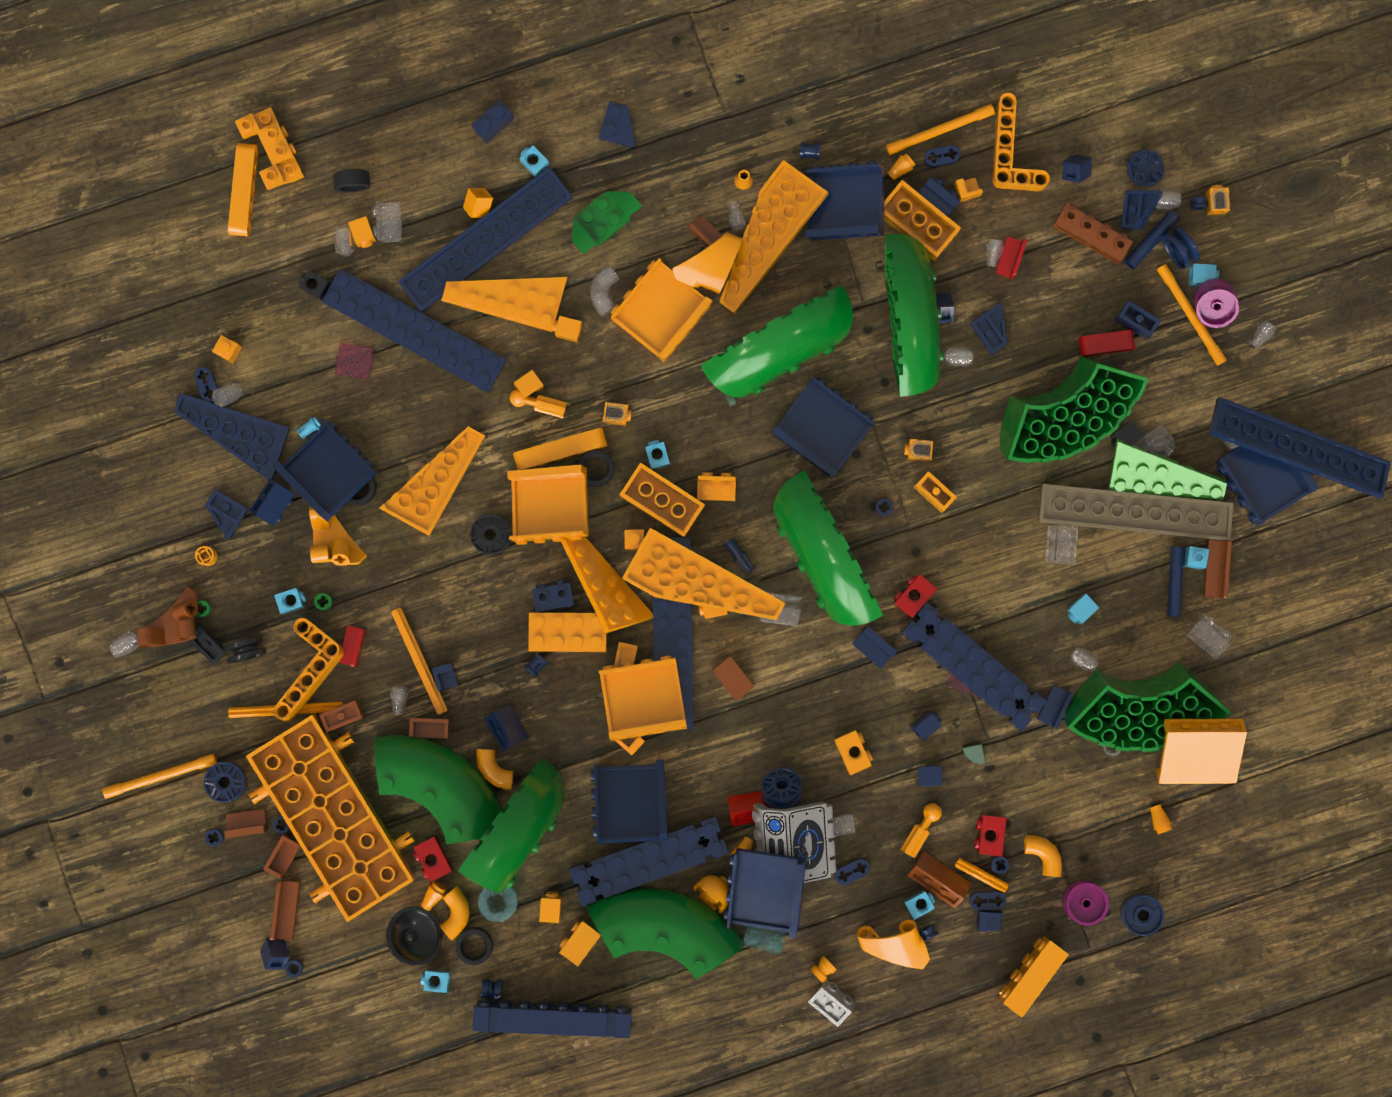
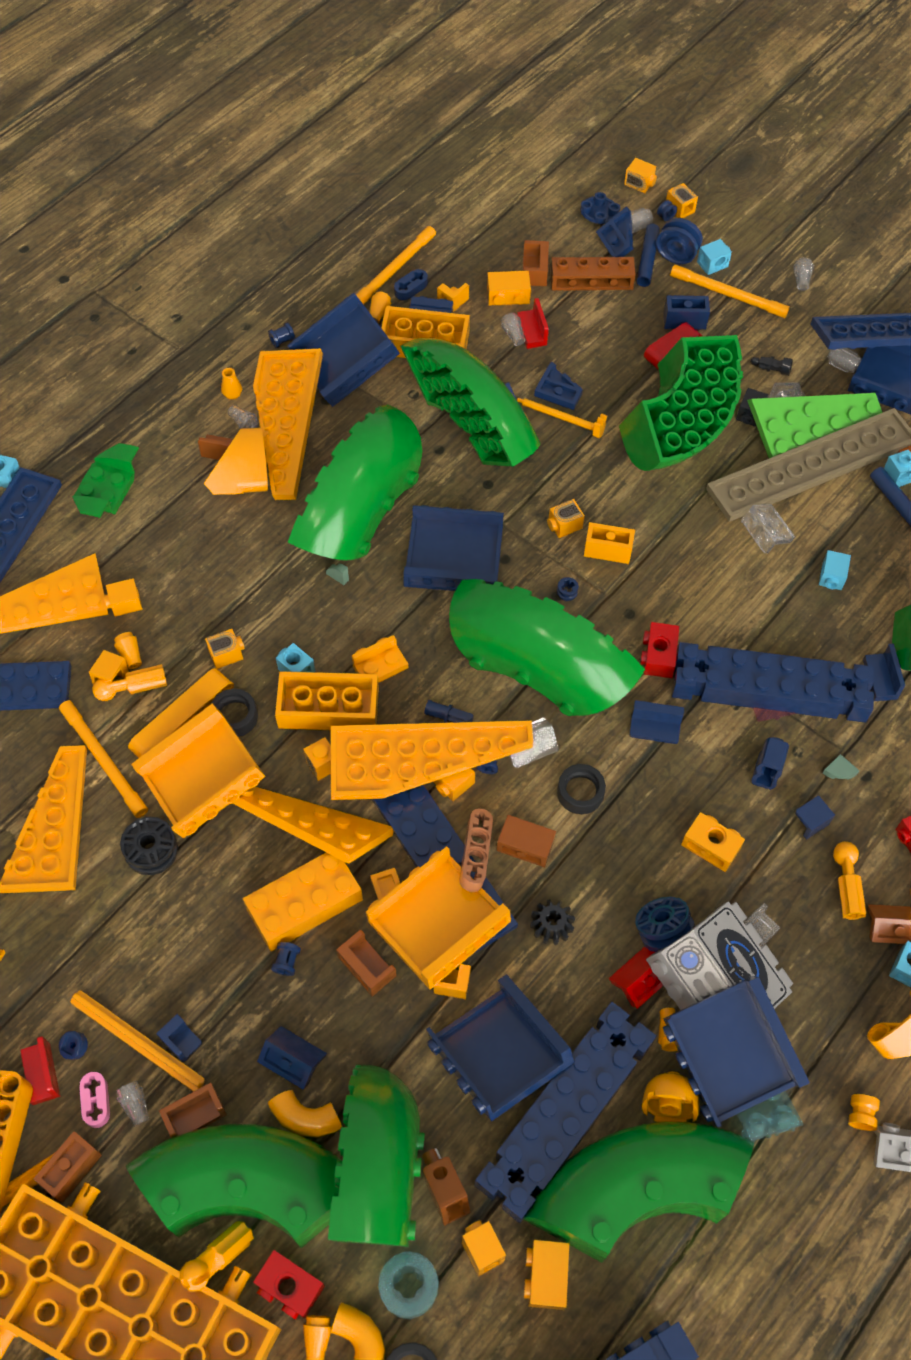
camera: 30 degrees left, 25 degrees down
(373, 680) = (88, 1100): none -> bright pink beam
(380, 641) = (73, 1045): none -> dark blue tile
(403, 820) = (216, 1257): none -> light orange piece
(496, 490) = (130, 797): none -> light orange piece
(550, 375) = (127, 647): none -> light orange cone
(550, 868) = (445, 1187): none -> dark orange torso
(553, 597) = (262, 868): dark blue brick -> none
(583, 697) = (365, 963): none -> dark orange panel
(600, 290) = (137, 544): clear cylinder -> none
(617, 126) = (75, 406): dark blue wing -> none
(660, 310) = (214, 535): light orange panel -> none
(695, 667) = (477, 849): none -> nougat beam
(718, 747) = (549, 931): none -> black gear
(792, 678) = (589, 773): none -> black tyre
(854, 875) = (814, 979): dark blue beam -> none
(958, 356) = (545, 423): clear brick -> none
(996, 384) = (597, 428): none -> light orange piece
(1007, 151) = (466, 253): light orange beam -> none
(1015, 209) = (508, 288): none -> light orange brick
(1053, 195) = (536, 261): none -> dark orange panel
(1077, 168) = (540, 232): dark blue panel -> none
(1084, 659) = (874, 614): clear brick -> none
(1170, 402) = (769, 363): none -> black piece
(1203, 153) = (640, 175): none -> light orange brick
(1216, 303) = (745, 262): magenta wheel -> none

